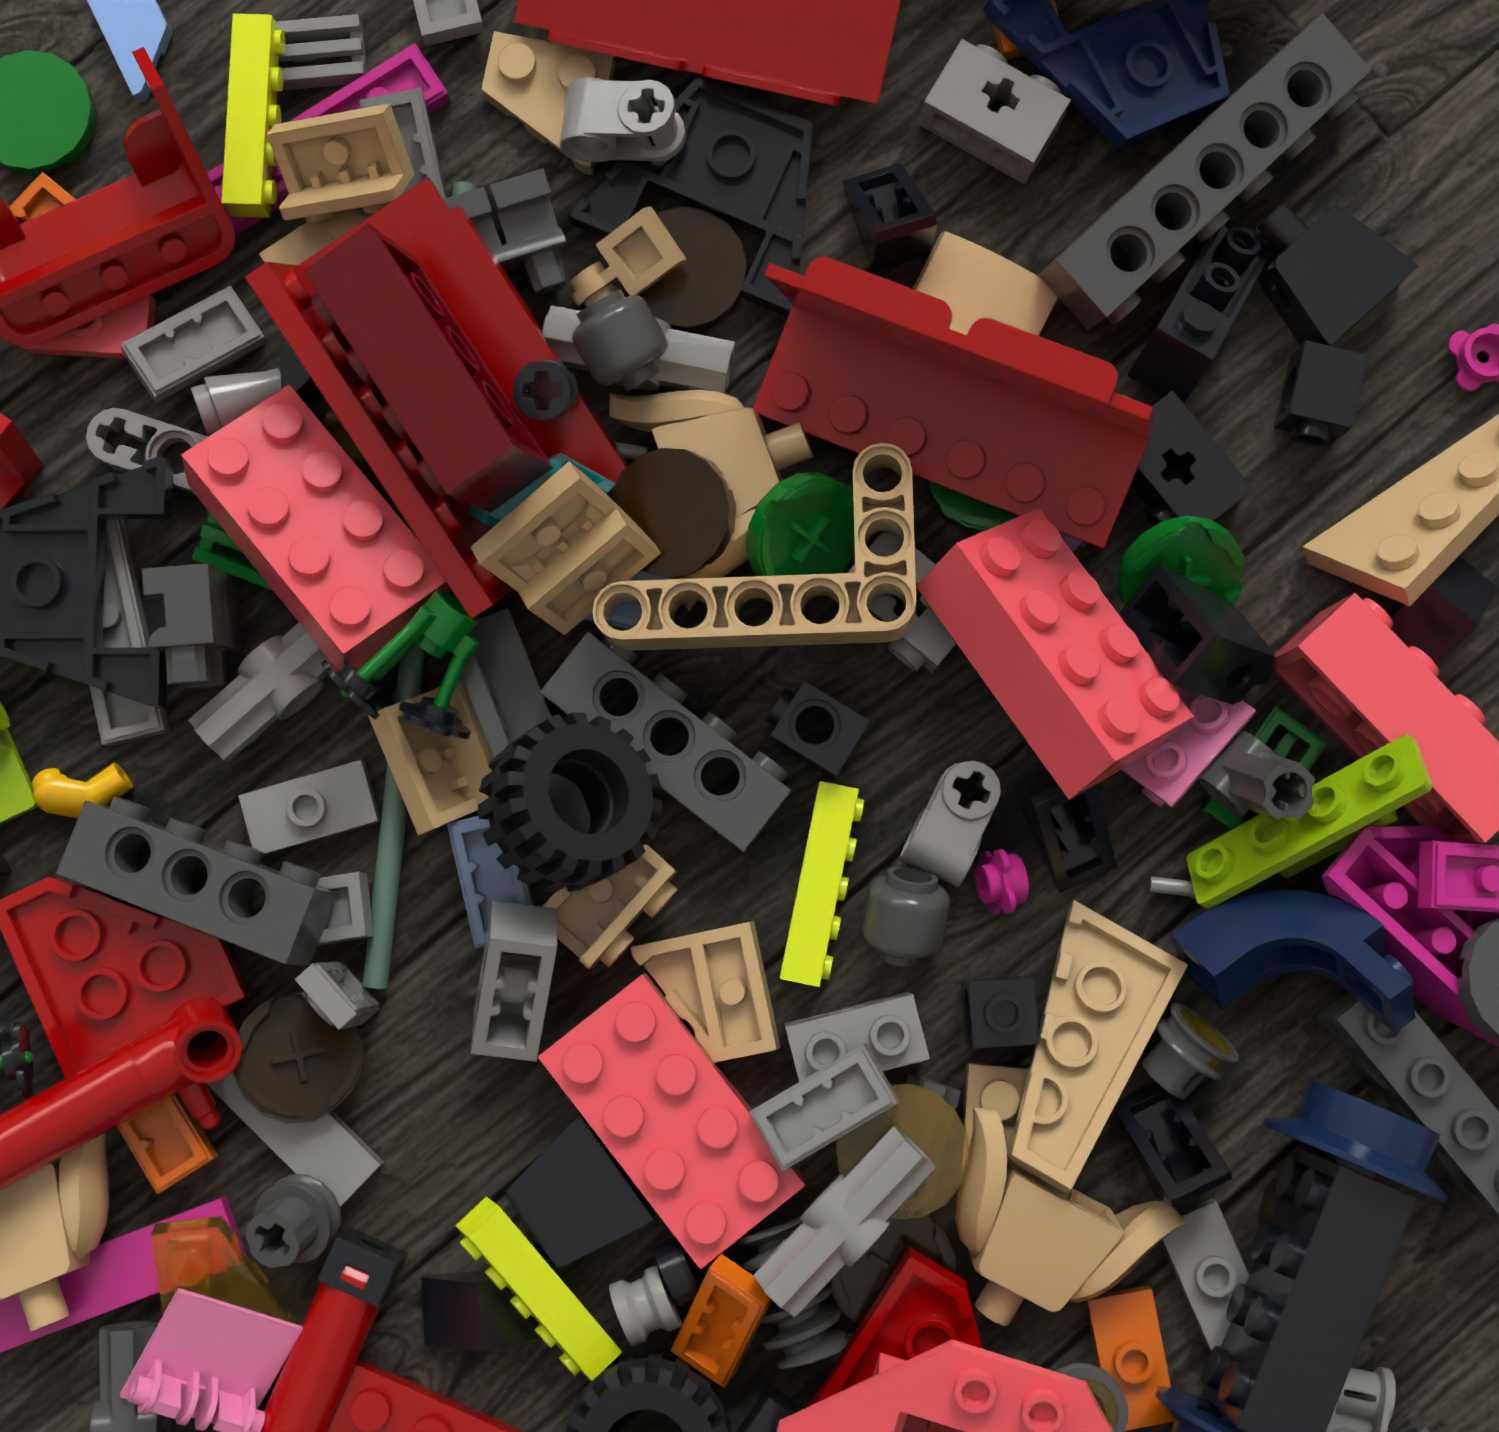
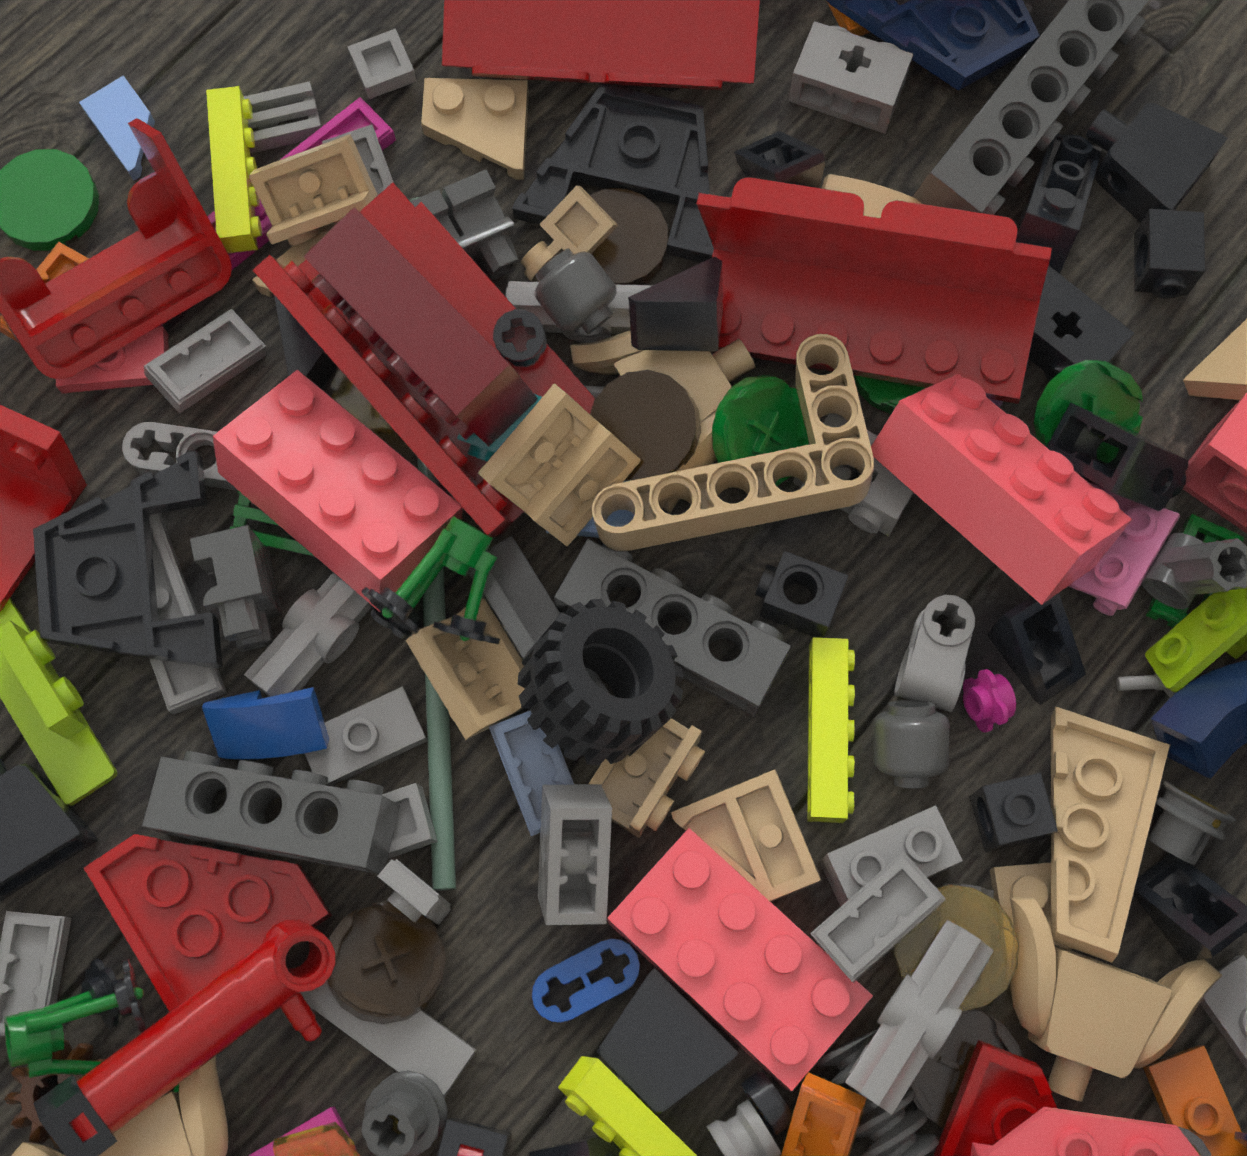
camera: 10 degrees left, 10 degrees down
(66, 796) = (142, 761): yellow arm -> none
(167, 1142) = (273, 1061): orange plate -> none
(204, 784) = (266, 727): none -> blue slope
(232, 395) = (240, 394): light grey cone -> none
(514, 1126) = (578, 967): none -> blue beam
(616, 117) = (539, 122): light grey piece -> none
(735, 386) = (680, 311): none -> black slope

